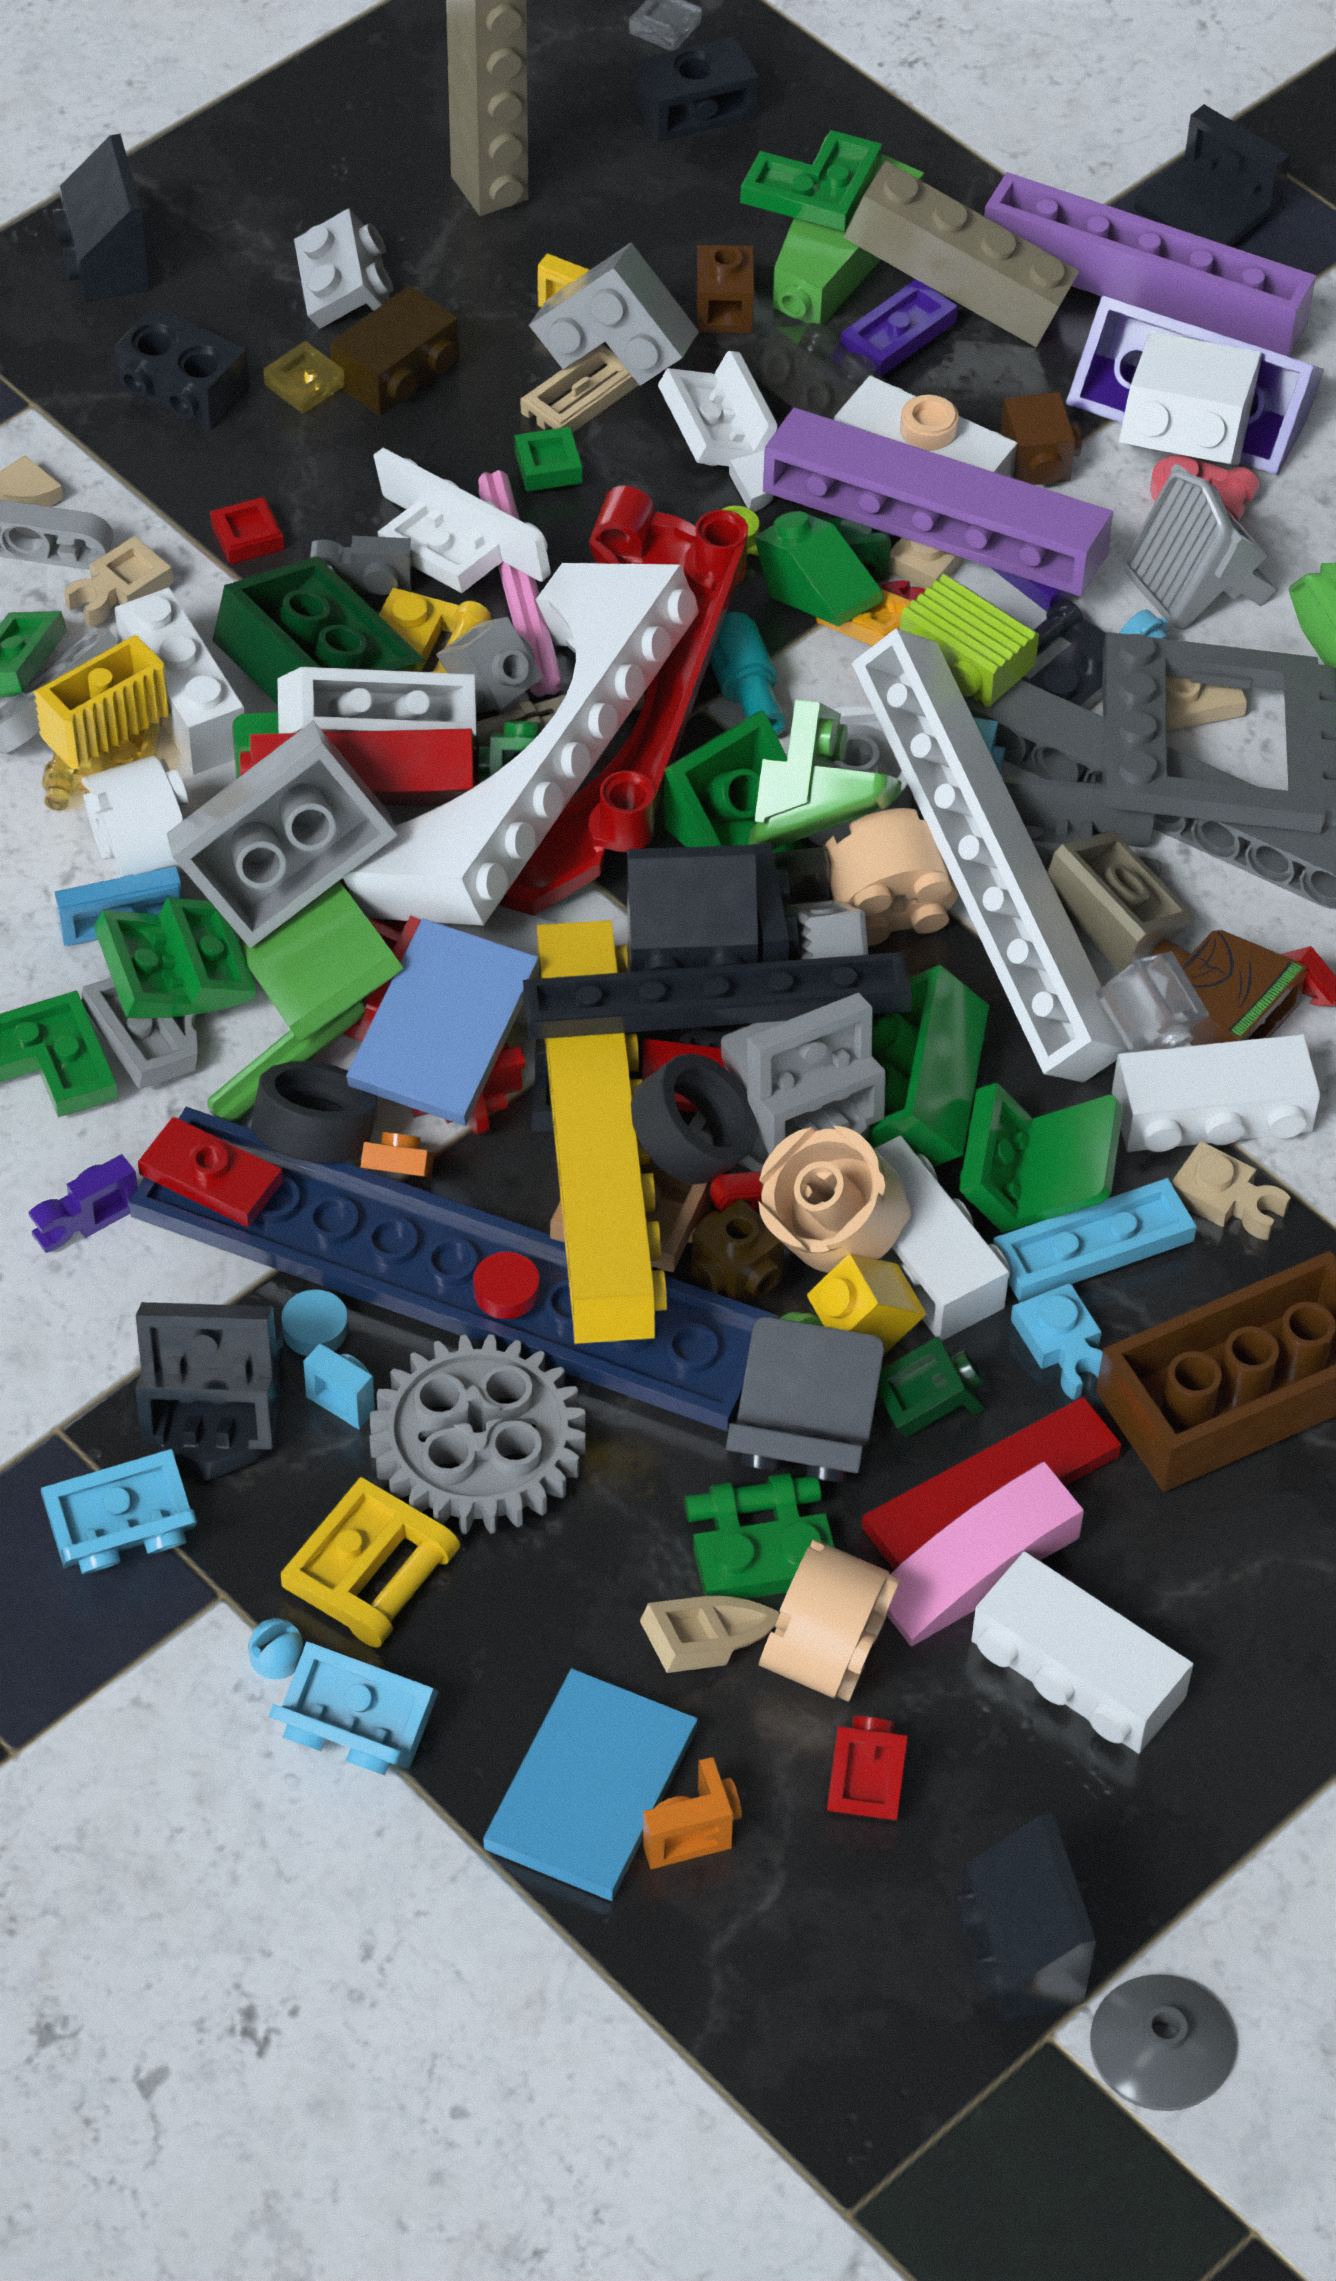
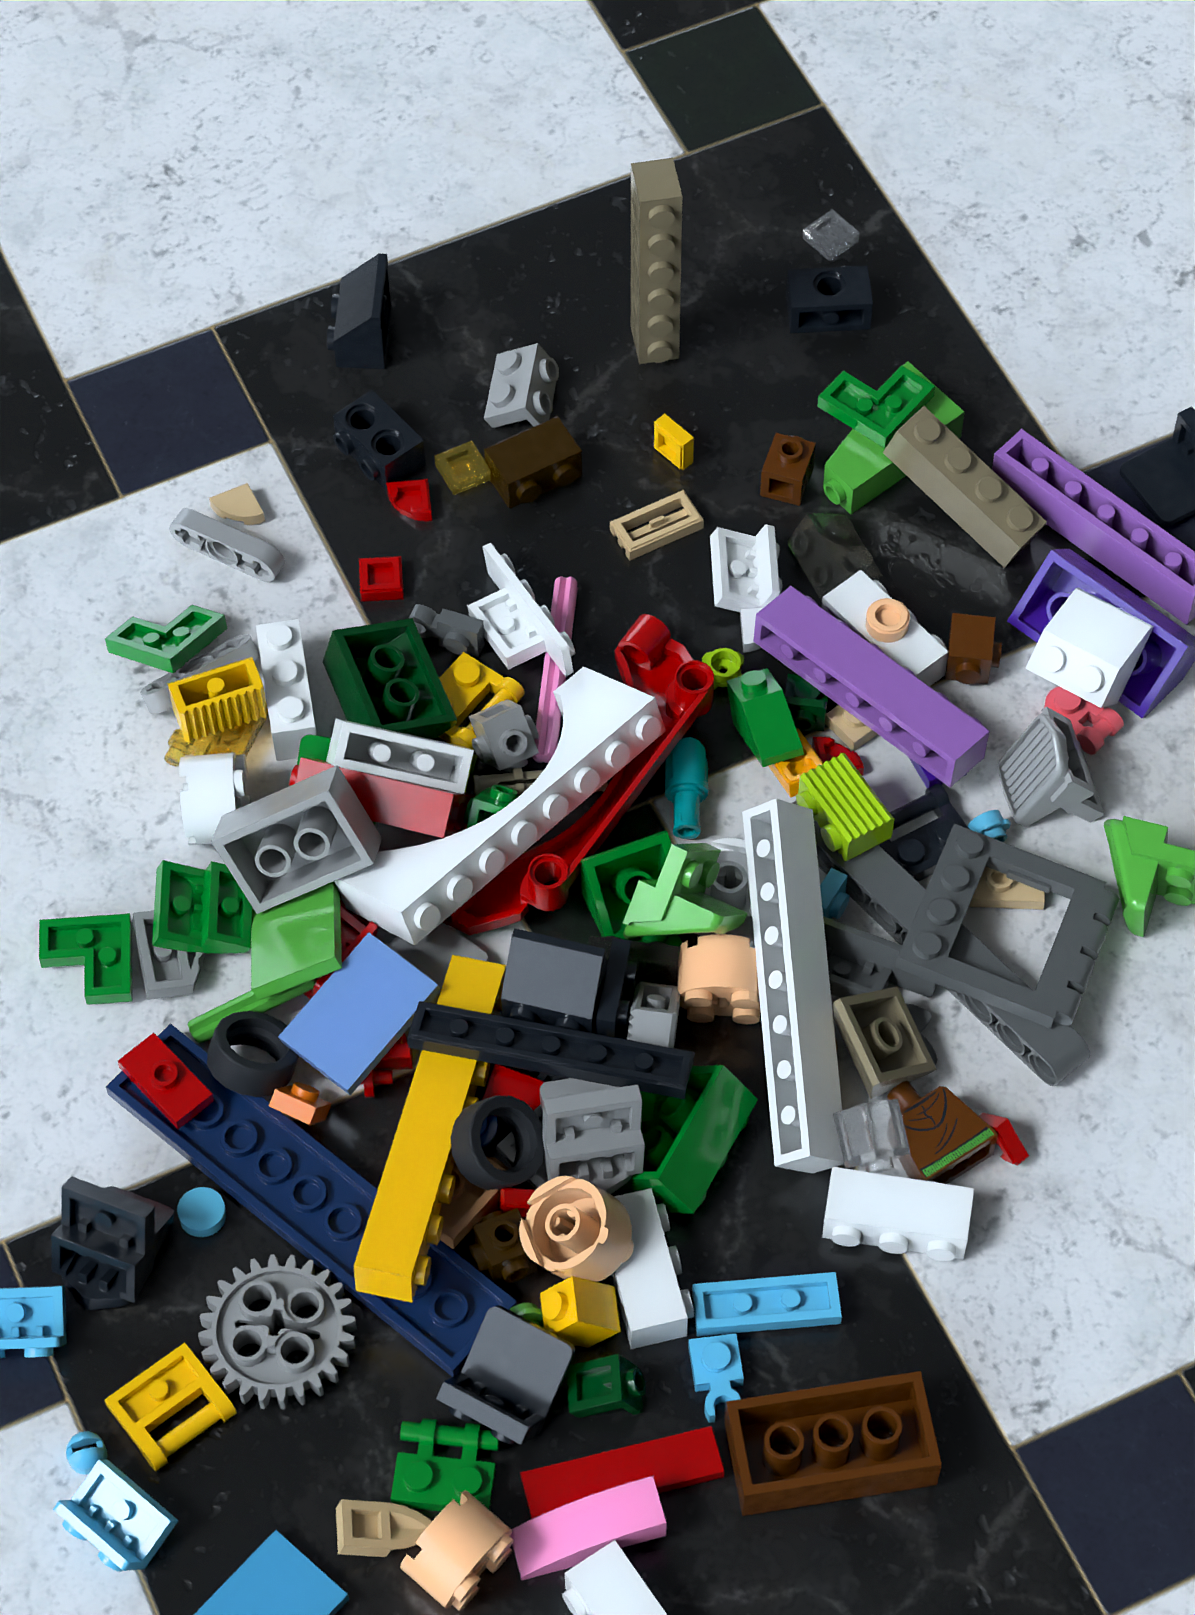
camera: 20 degrees right, 5 degrees up
(92, 1203) = (81, 1078): dark purple plate -> none
(118, 577) = (279, 595): tan plate -> none
(138, 893) = (180, 850): dark azure tile -> none
(248, 430) = (411, 498): none -> red tile
(339, 1385) = (198, 1266): medium azure plate -> none
(506, 1285) = (334, 1226): red tile -> none
(548, 459) = (610, 575): green plate -> none
(617, 305) = (700, 474): light grey brick -> none
(900, 326) = (904, 530): dark purple plate -> none
(1039, 1166) = (743, 1233): green bracket -> none
(1223, 1187) = (876, 1286): tan plate -> none

